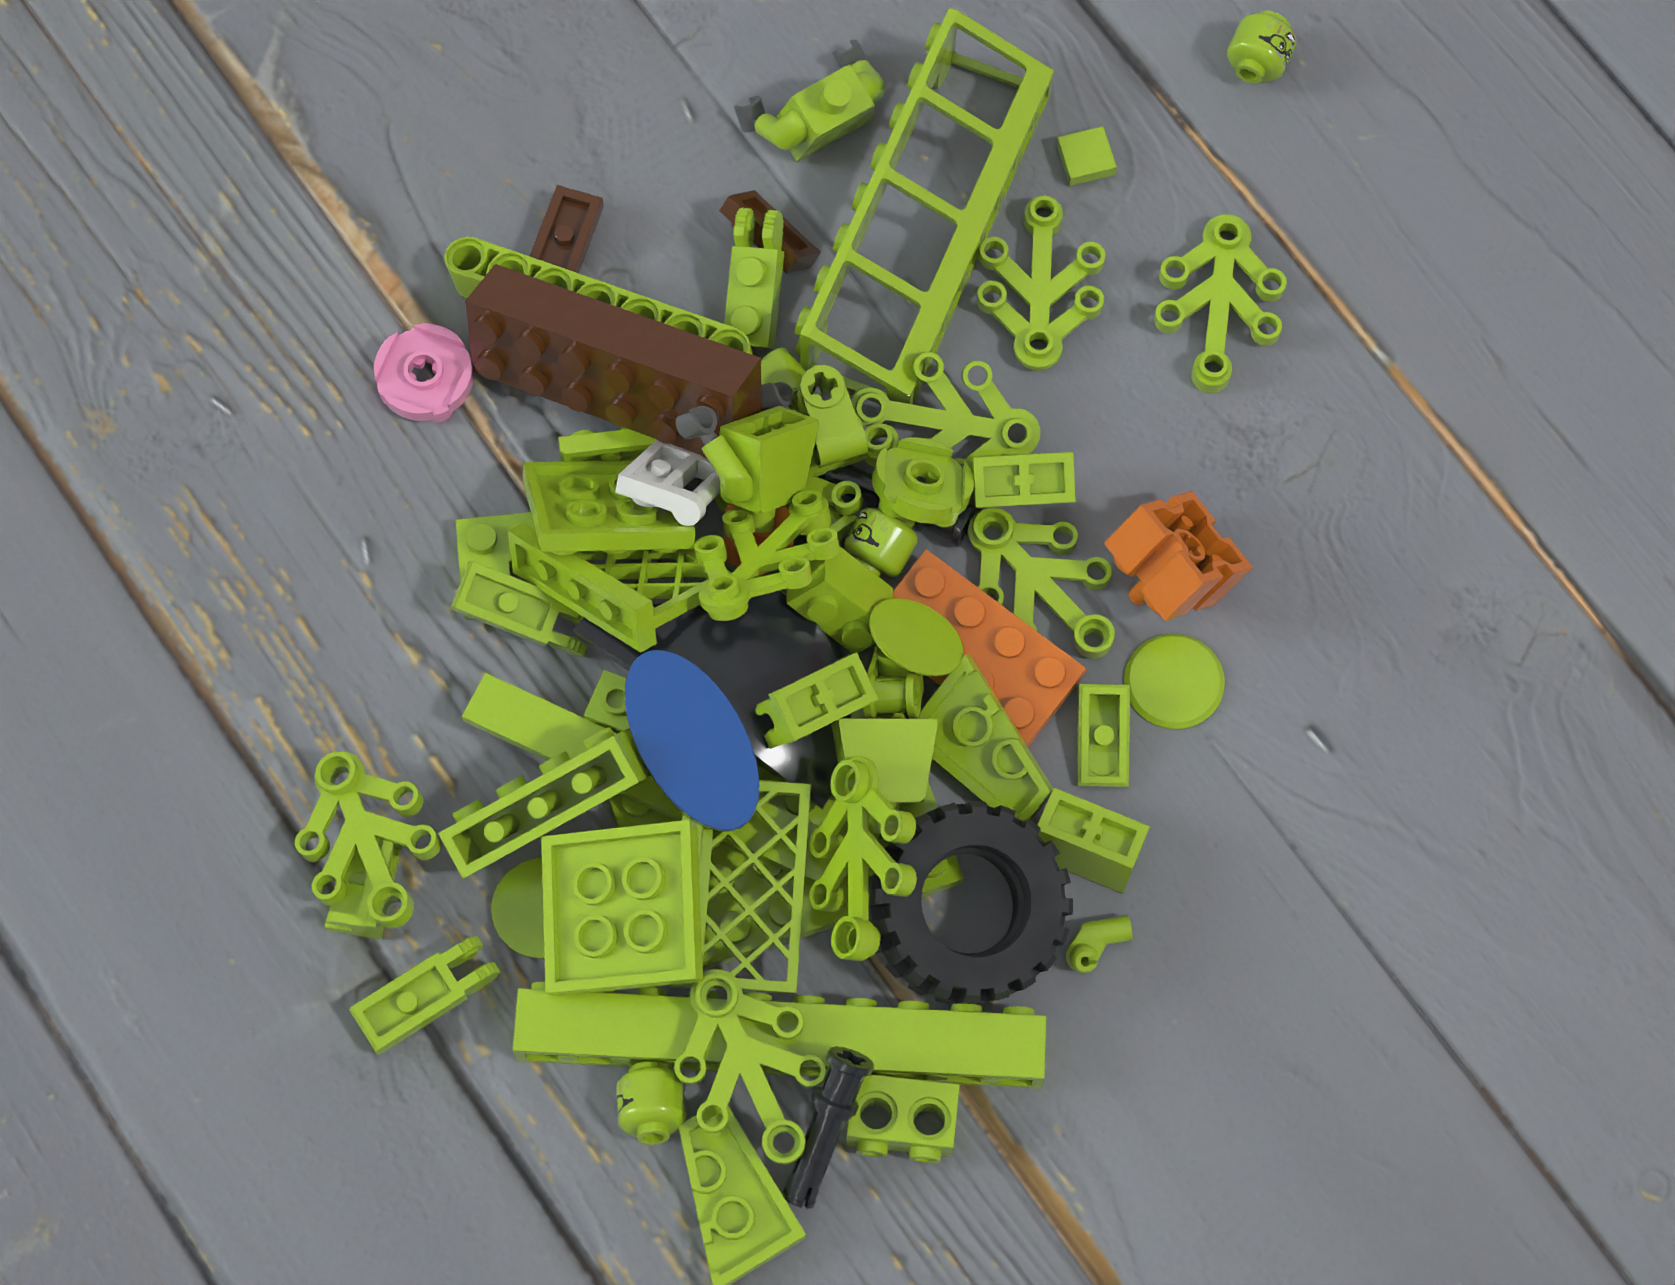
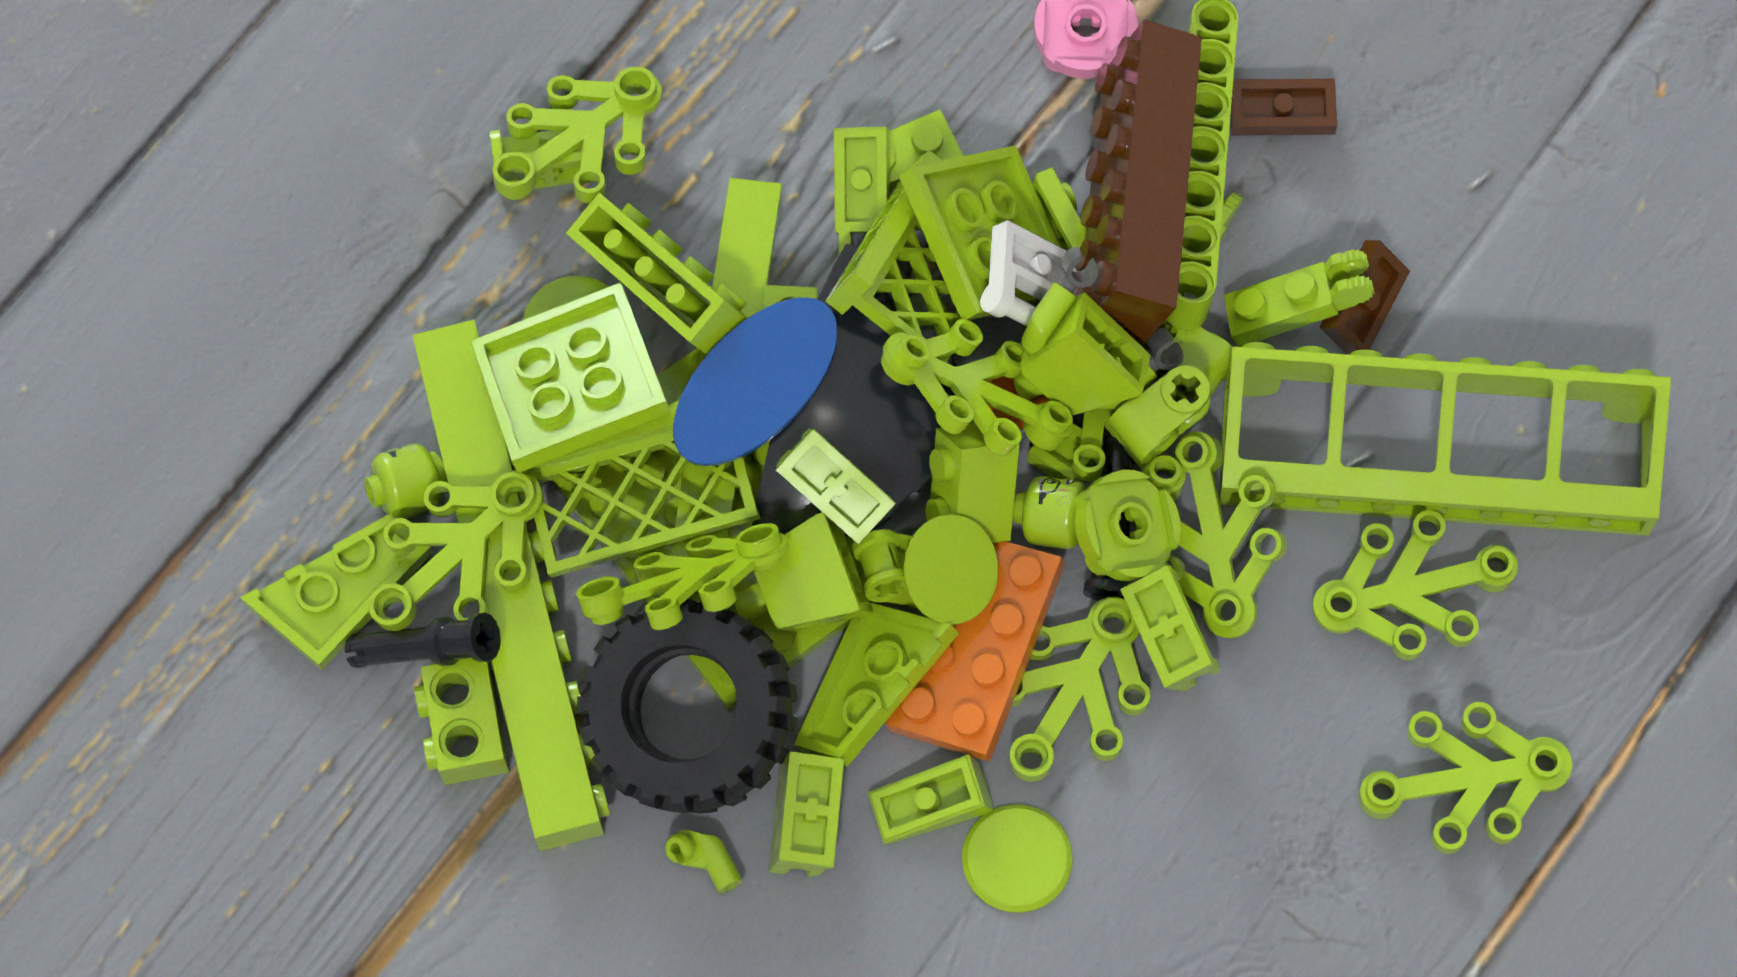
camera: 75 degrees right, 0 degrees up
(420, 996) = (450, 242): lime hinge -> none
(821, 110) = (1525, 307): lime torso -> none
(1086, 156) = (1585, 591): lime tile -> none
(1176, 556) = (1139, 808): orange brick -> none

